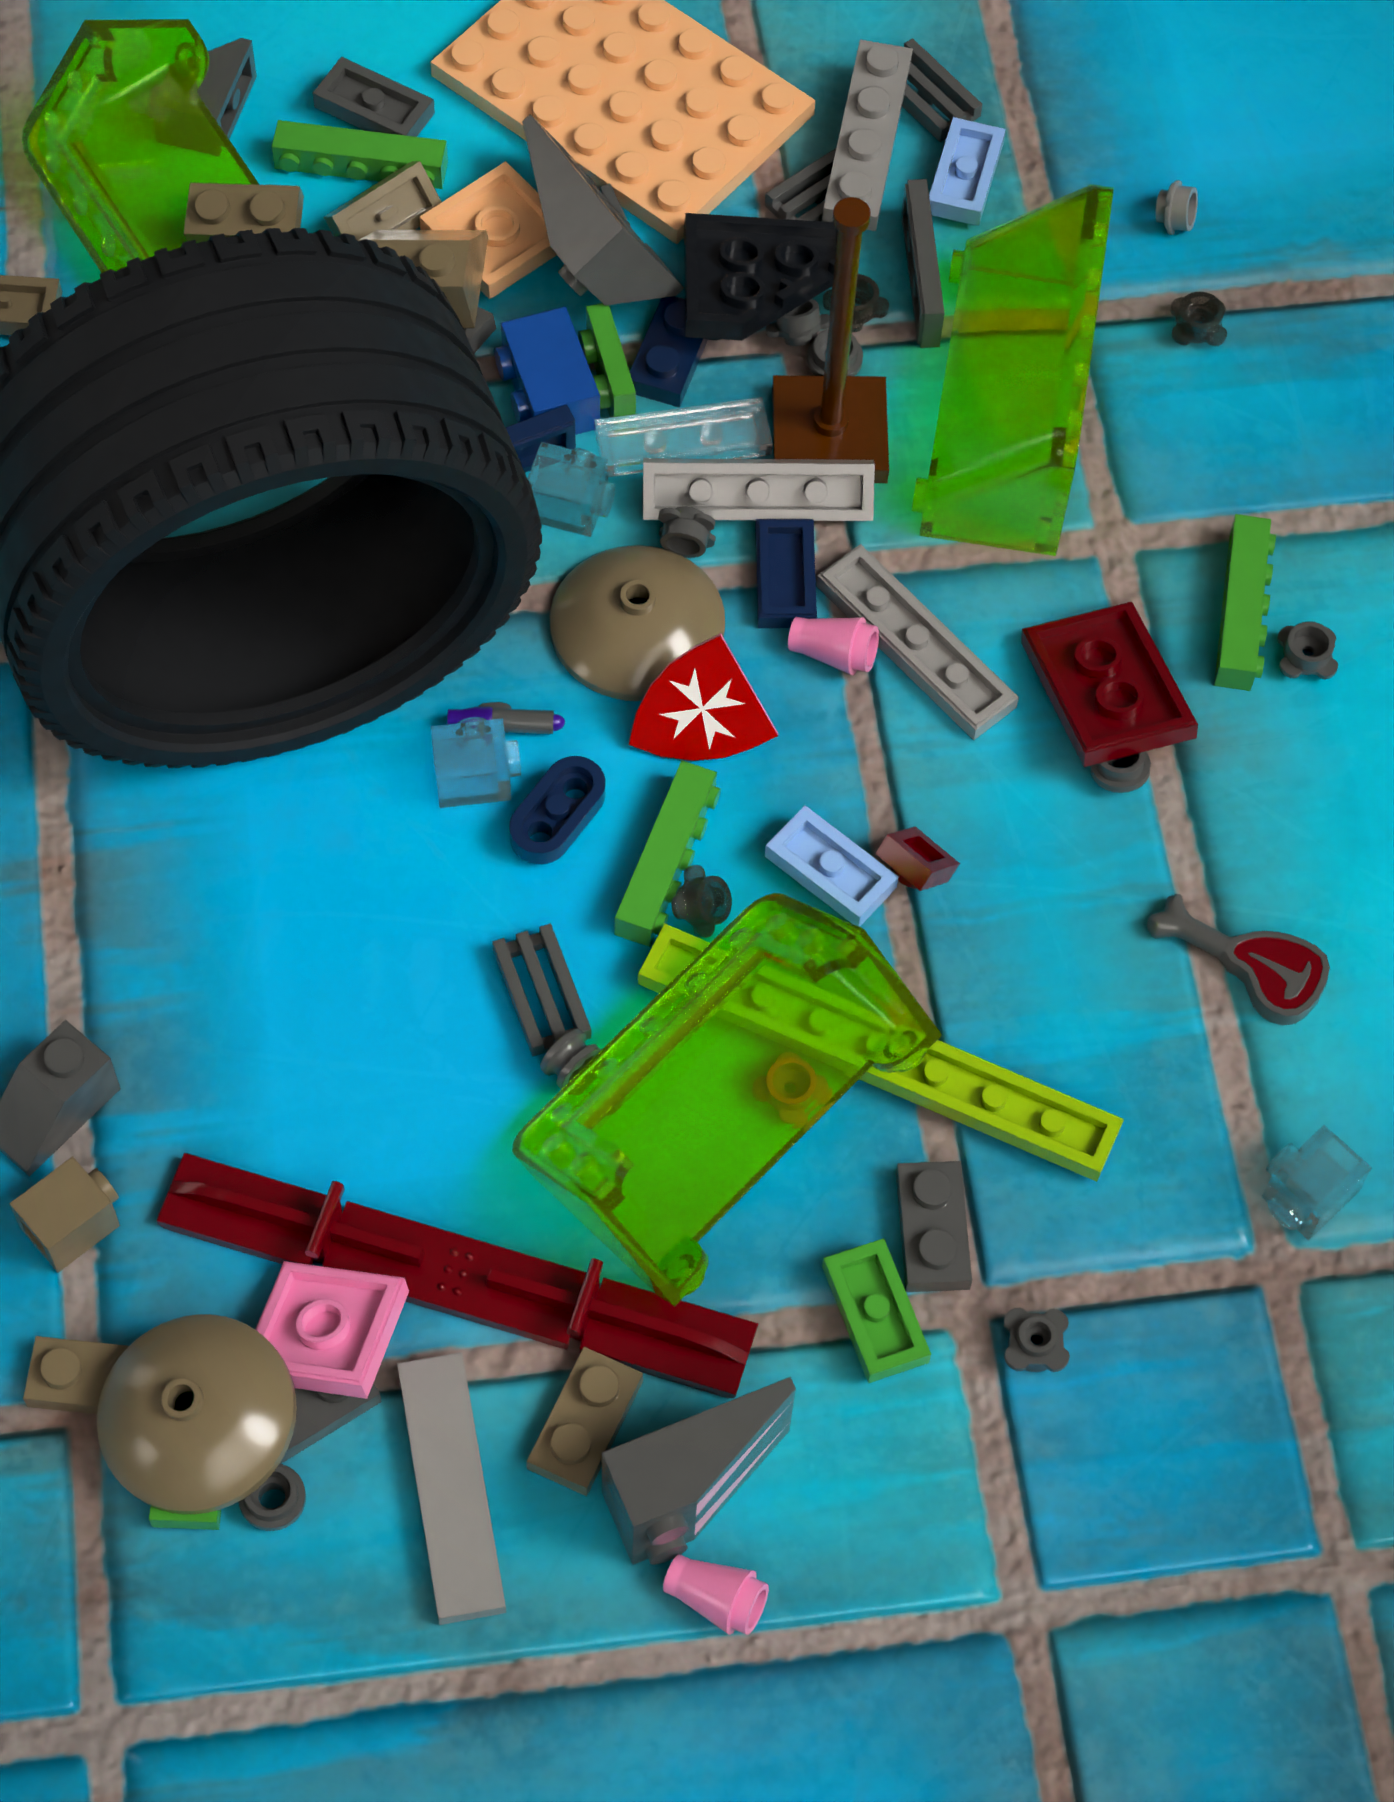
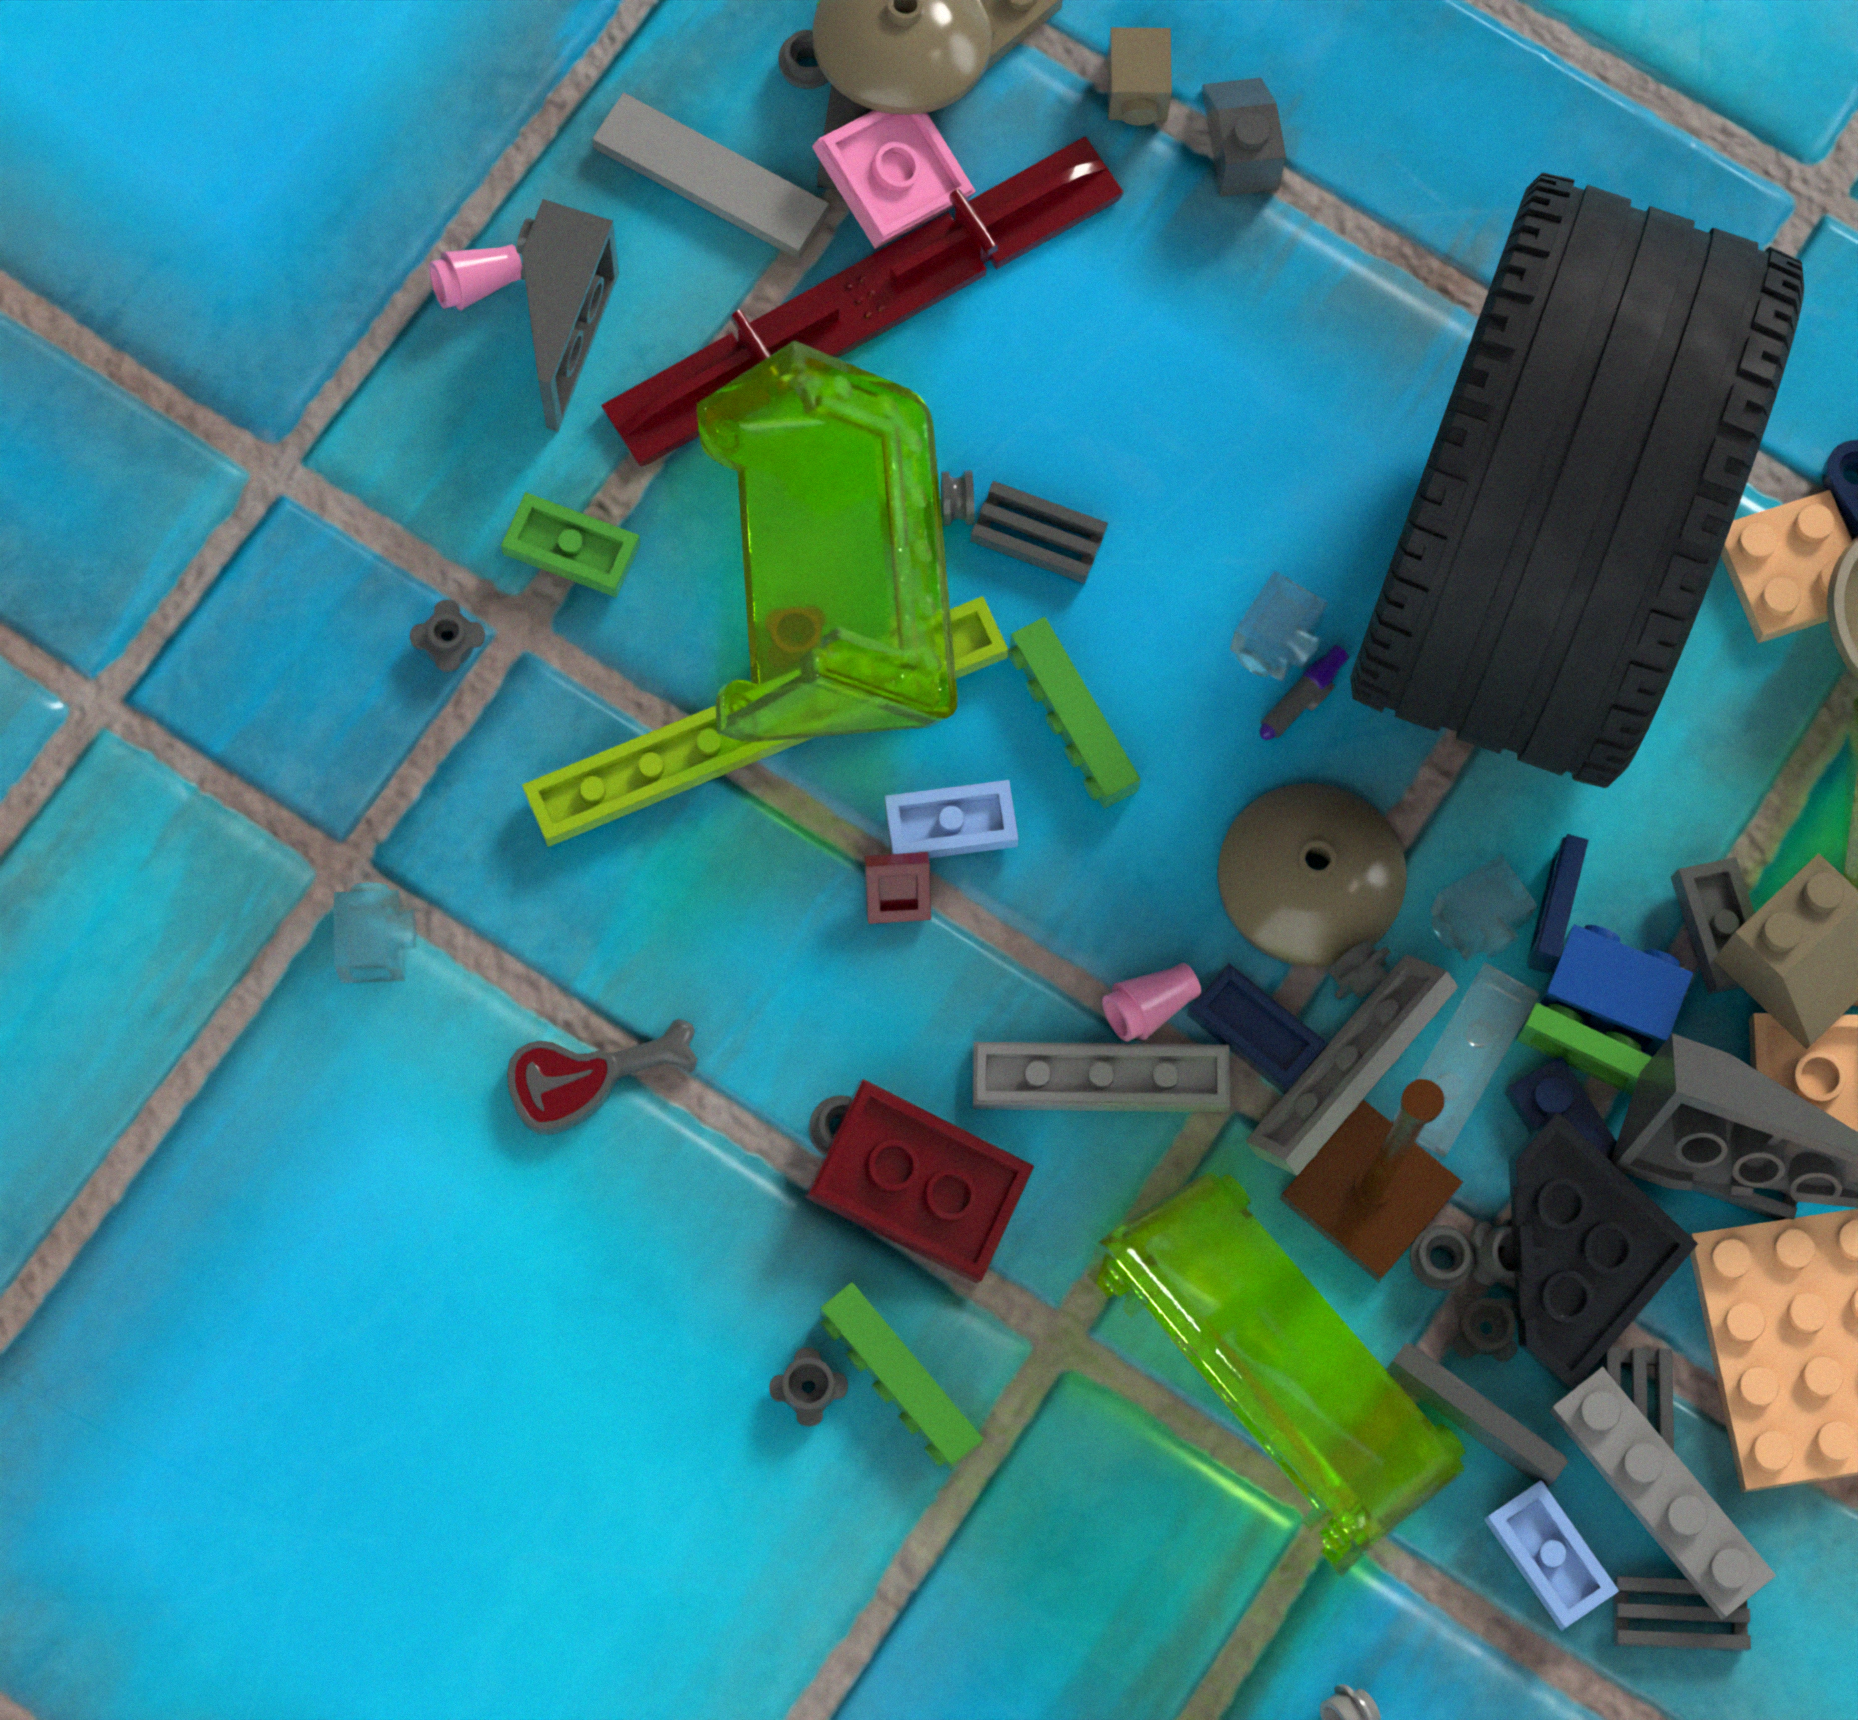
camera: 130 degrees right, 10 degrees up
(554, 813) = (1183, 663): dark blue plate -> none
(584, 1421) = (676, 295): dark tan plate -> none
(701, 708) = (1174, 834): red shield -> none
(702, 901) = (994, 697): clear smoke plate -> none
(933, 1226) = (599, 647): dark grey plate -> none
(1202, 308) = (1213, 1600): clear smoke plate -> none

